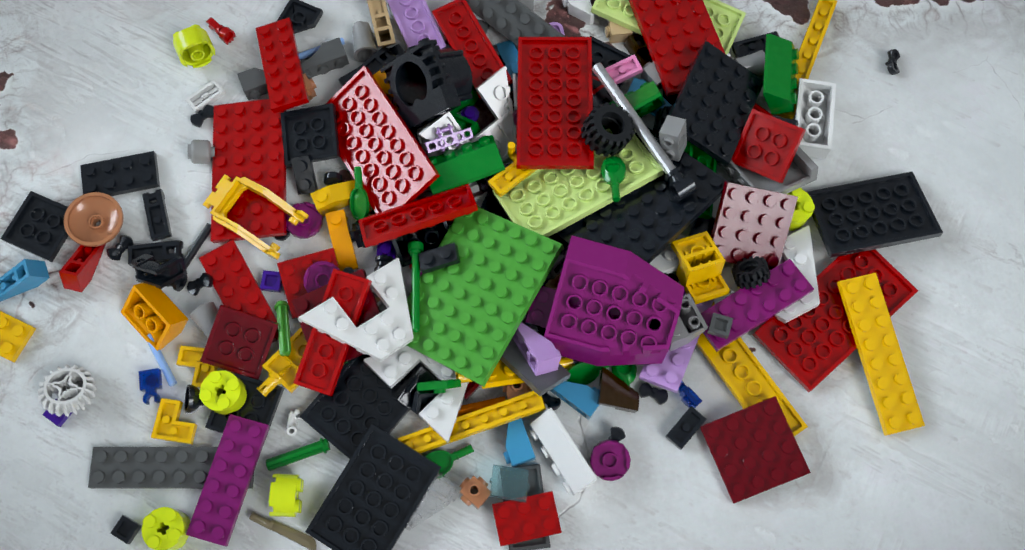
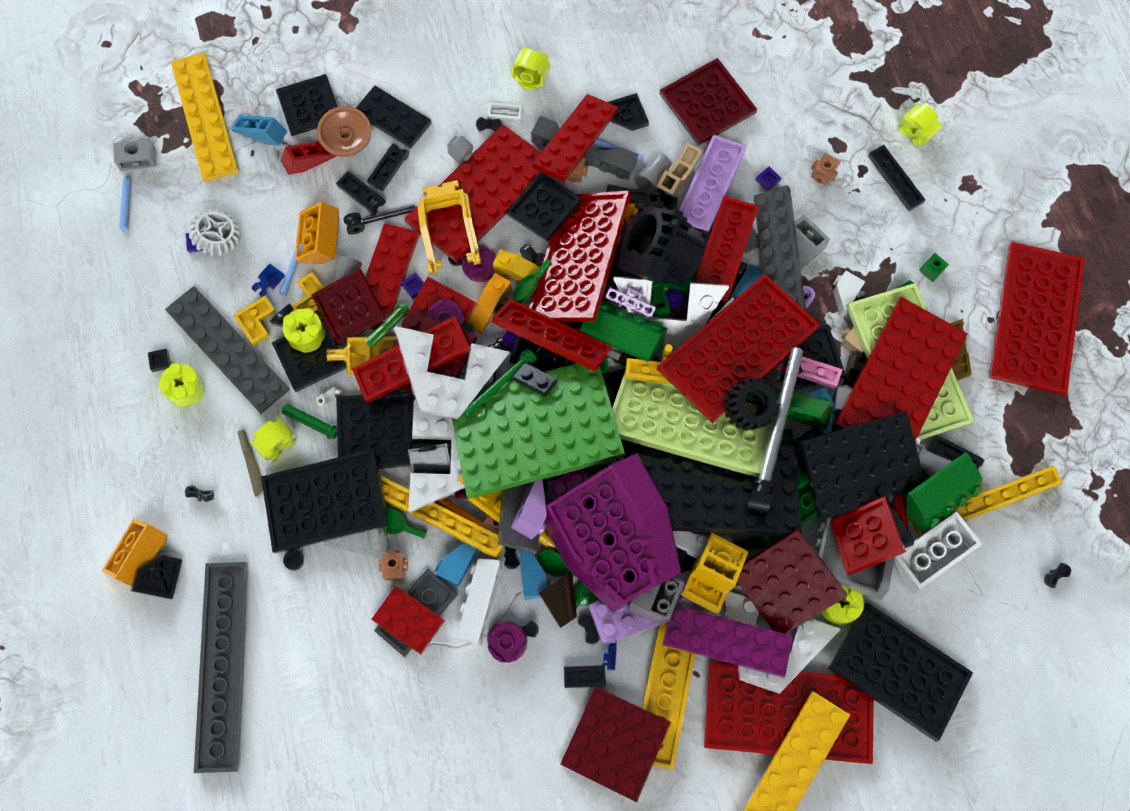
camera: 45 degrees right, 0 degrees up
(116, 252) = (335, 167): black piece -> none
(156, 273) = (343, 206): black piece -> none
(204, 281) = (362, 240): black piece -> none
(224, 33) = (563, 77): red piece -> none
(228, 480) = (249, 392): magenta plate -> none
(304, 174) = (511, 231): black plate -> none
(422, 399) = (423, 465): black plate -> none
(439, 386) = (442, 467): green plate -> none
(509, 483) = (421, 583): clear light blue piece -> none
(613, 173) = (721, 441): green piece -> none
(673, 137) = (793, 458): light grey brick -> none
(720, 325) = (680, 628): dark grey plate -> none
(750, 272) = (749, 615): black tyre -> none

